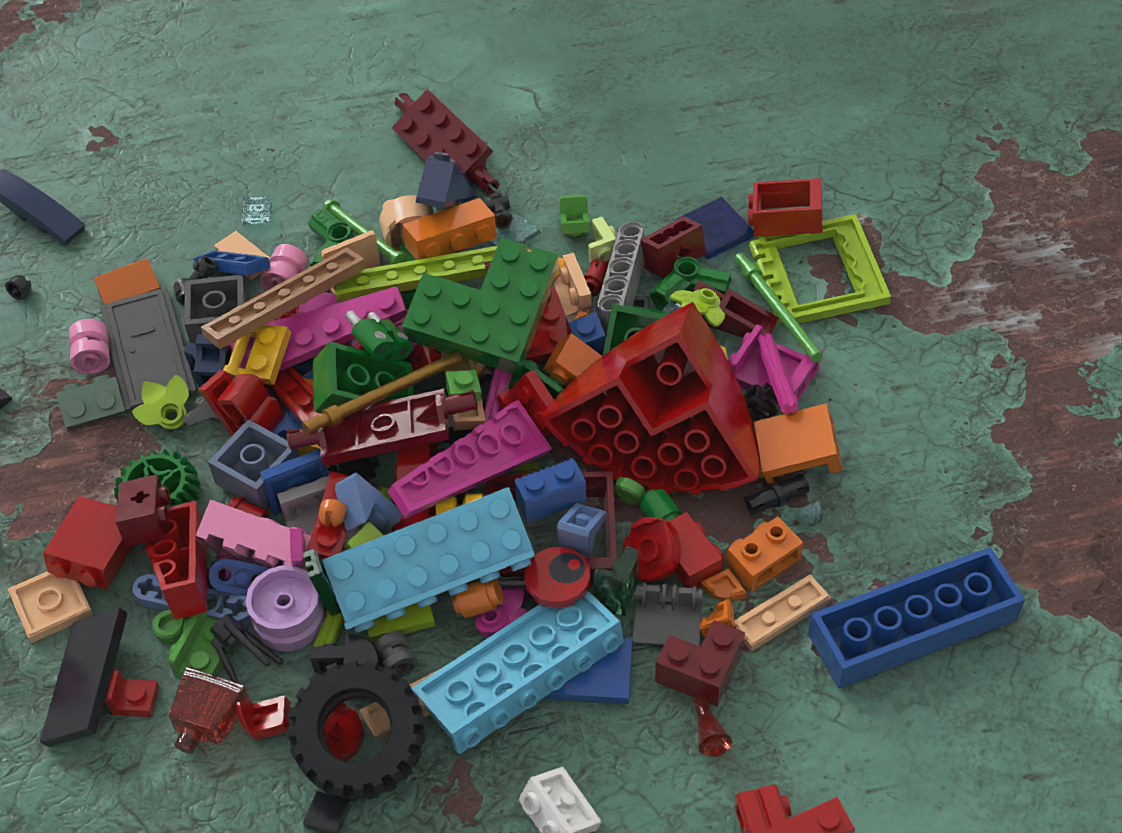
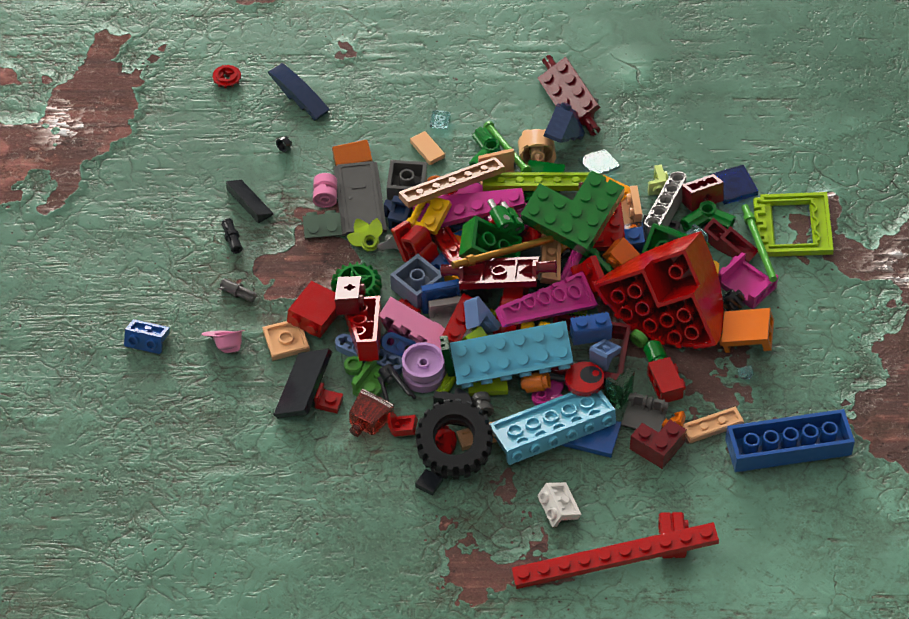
camera: 10 degrees right, 0 degrees up
(203, 269) = (402, 153): pearl dark grey bar -> none
(237, 262) = (420, 152): blue tile -> none
(284, 264) = (453, 160): bright pink wheel -> none
(297, 547) = (436, 333): dark pink tile -> none
(332, 512) = (460, 316): orange hinge -> none
(450, 230) = (562, 156): orange brick -> none
(462, 381) = (551, 254): bright green plate -> none
(498, 204) = (596, 144): pearl dark grey bar -> none
(574, 215) = (644, 160): bright green bracket -> none
(595, 275) = (648, 202): red pin -> none
(657, 546) = (646, 373): red tile -> none
(705, 301) = (710, 232): lime plate -> none
(712, 737) = (654, 482): clear red cone -> none
(724, 586) = (682, 403): orange tile -> none
(764, 554) = (711, 389): orange brick -> none
(776, 494) = (728, 357): black pin -> none
(777, 374) = (746, 284): dark pink axle -> none
(783, 195) = (782, 170): red window -> none

